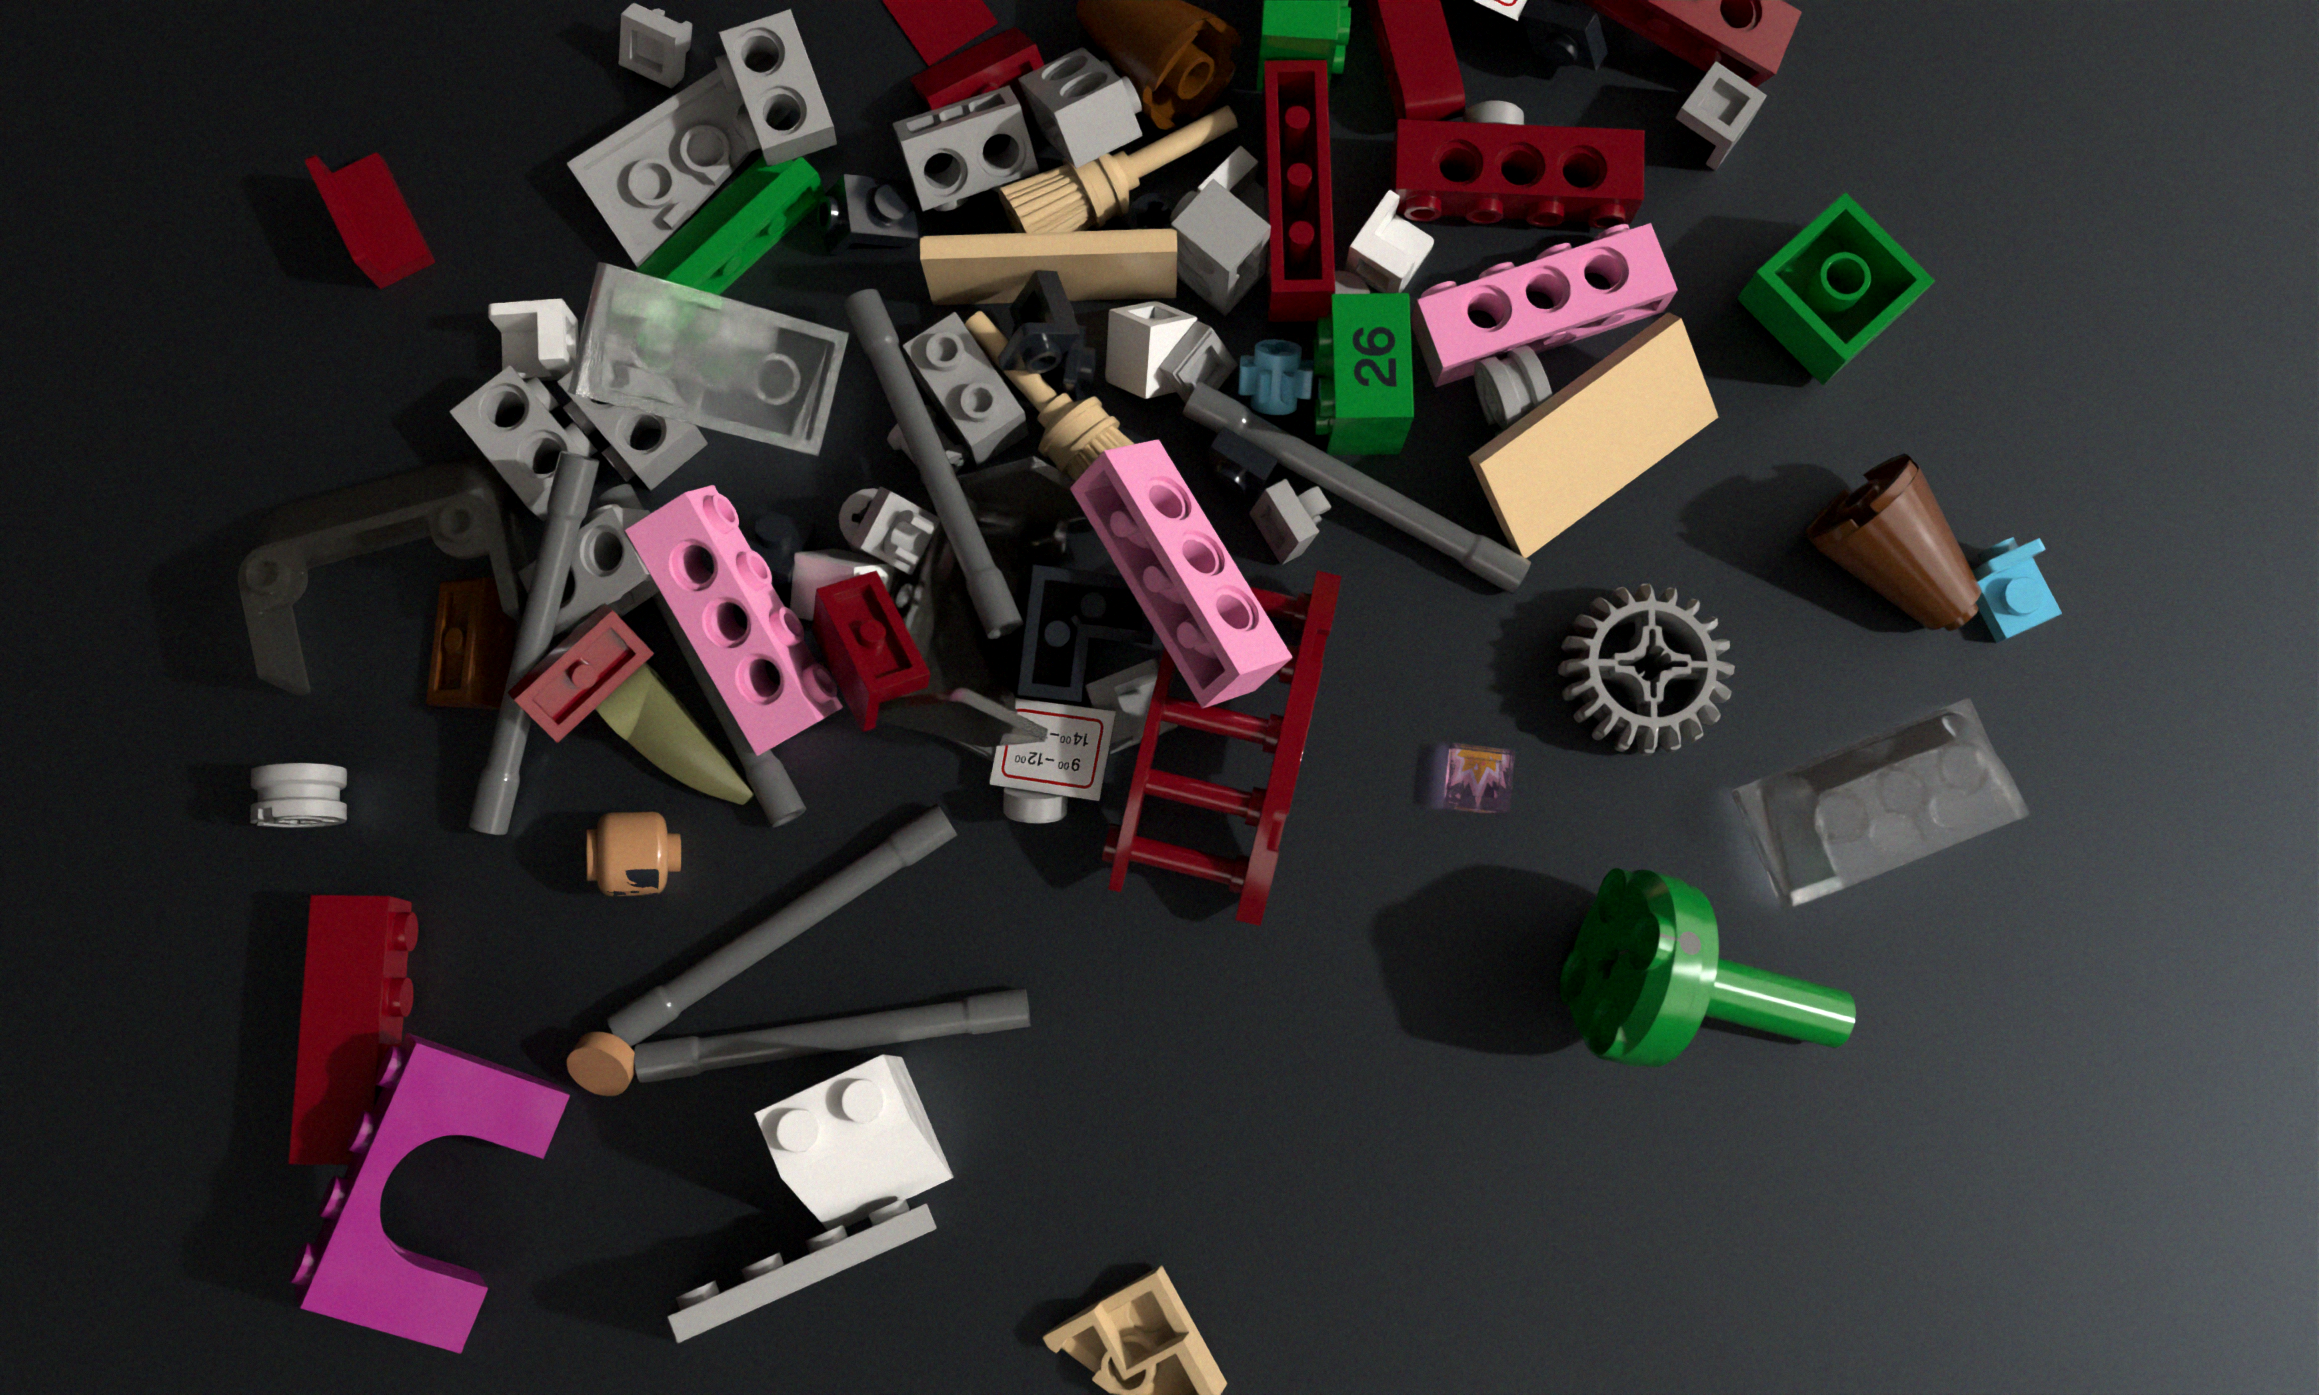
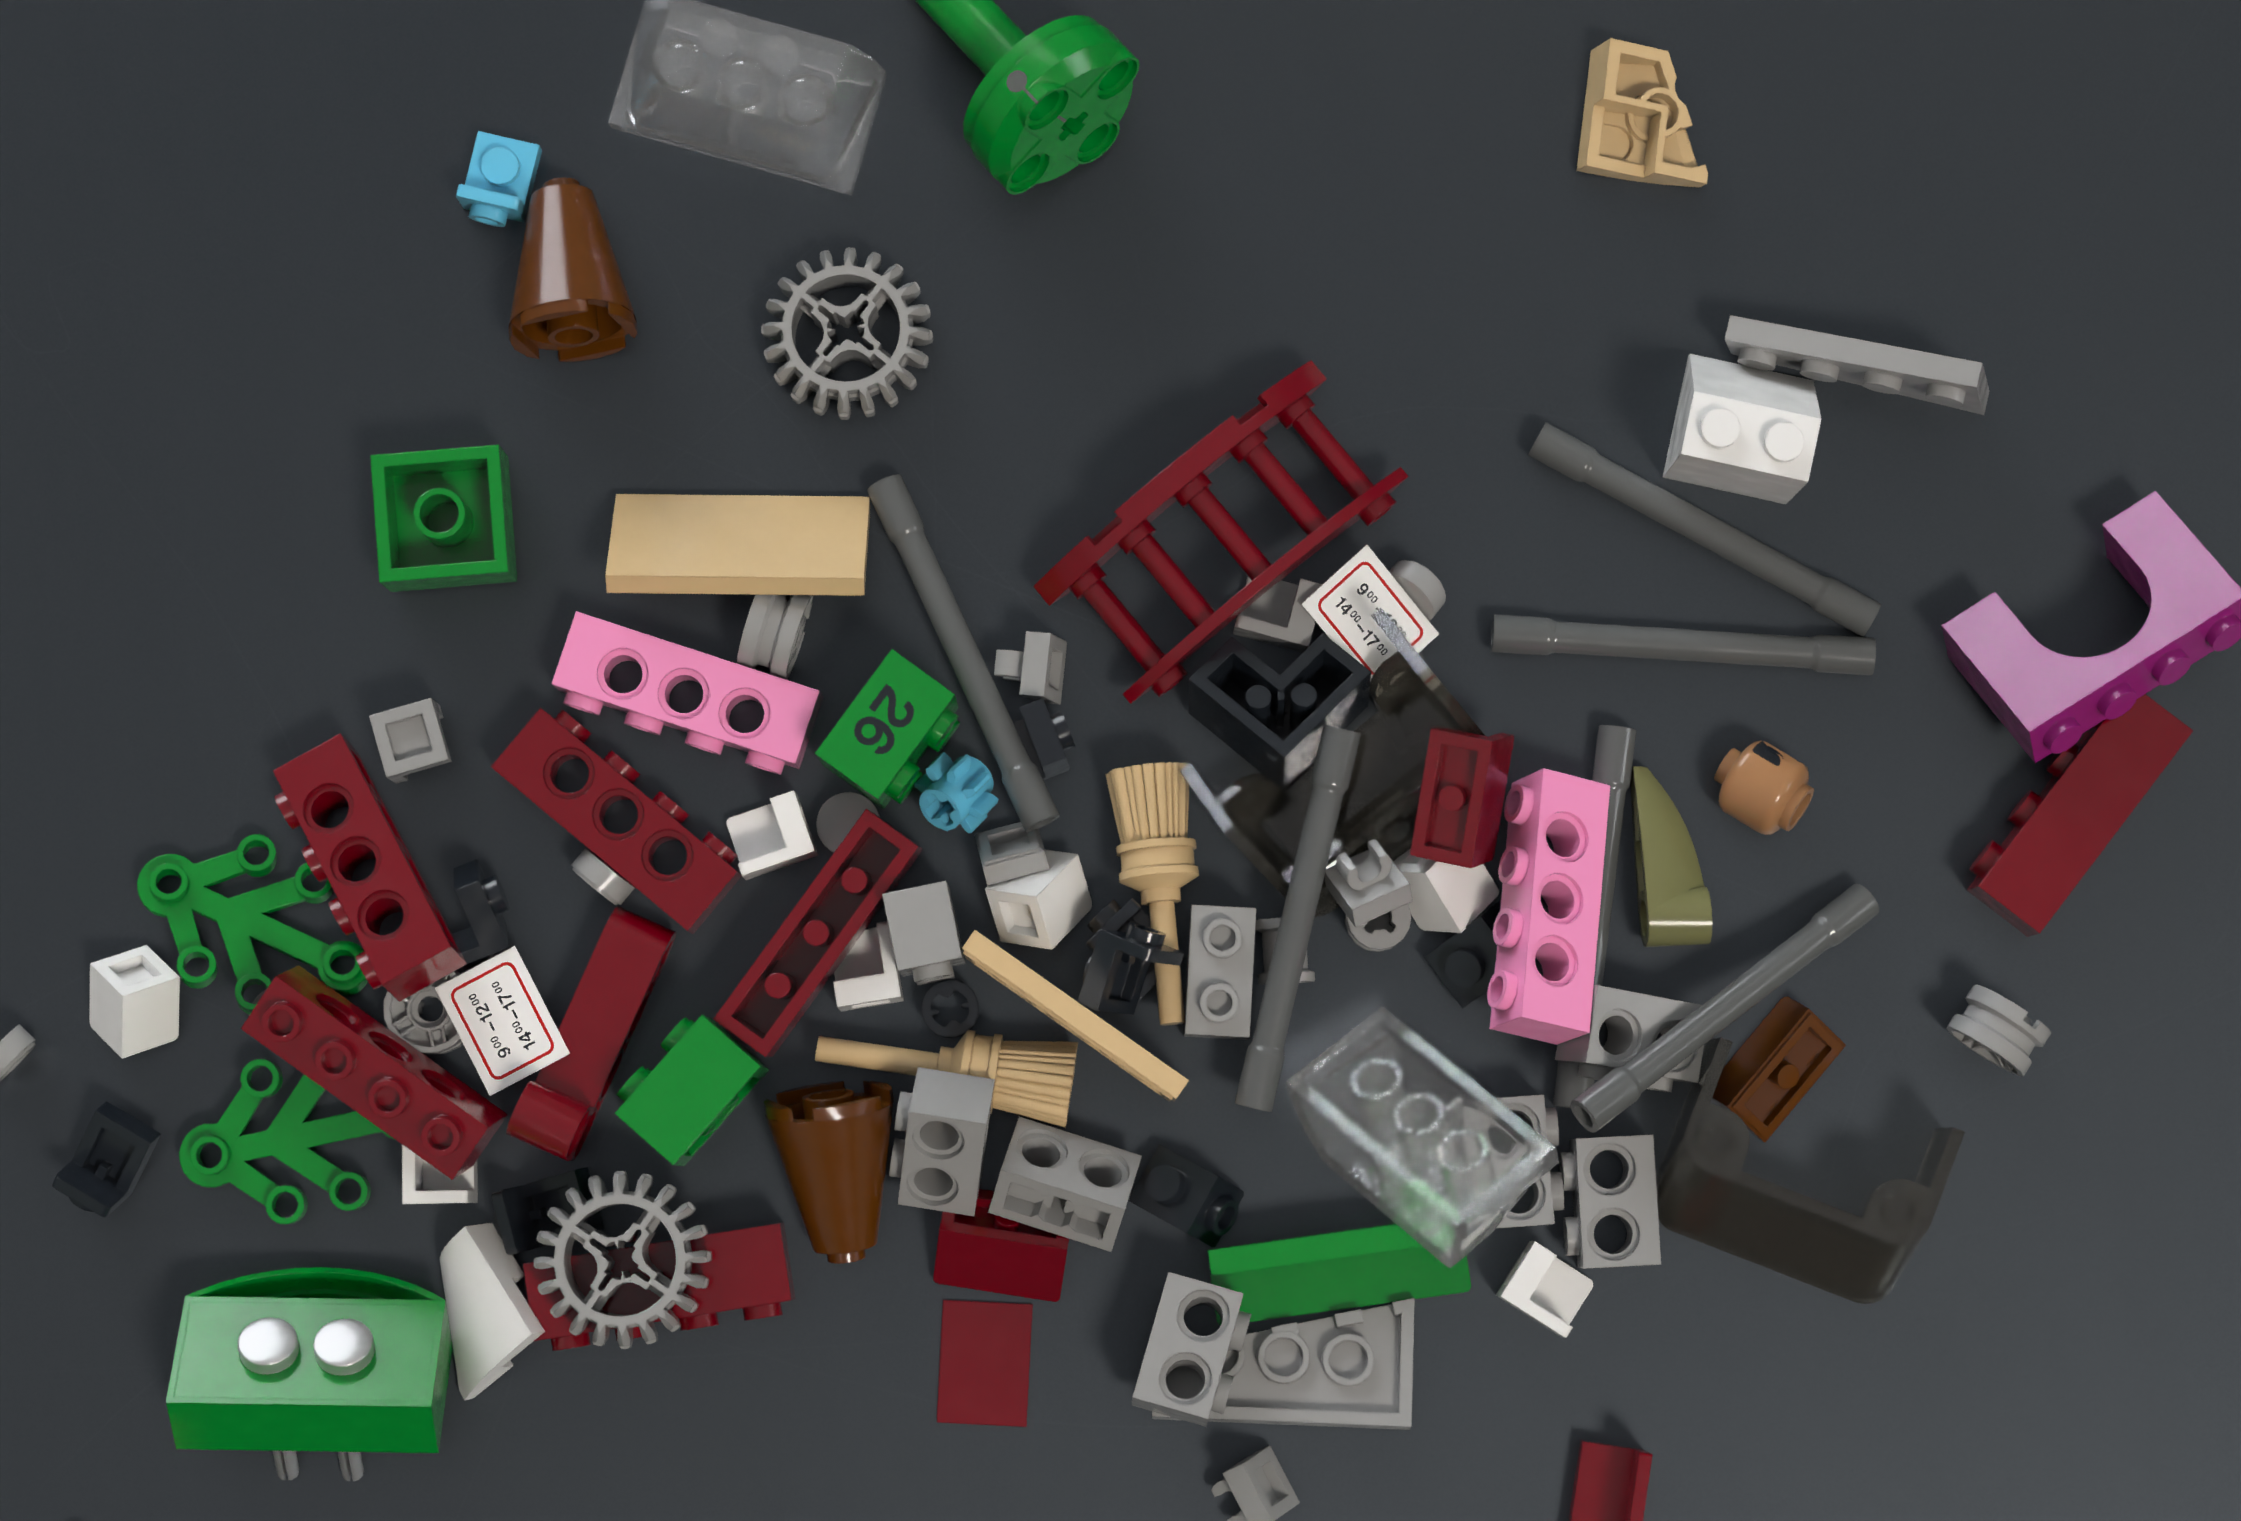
camera: 145 degrees left, 5 degrees up
(580, 672) = (1703, 953): dark red panel -> none
(602, 1063) = (1900, 638): medium nougat tile -> none
(1180, 572) = (1176, 658): bright pink brick -> none
(1479, 779) = (1045, 351): tile -> none

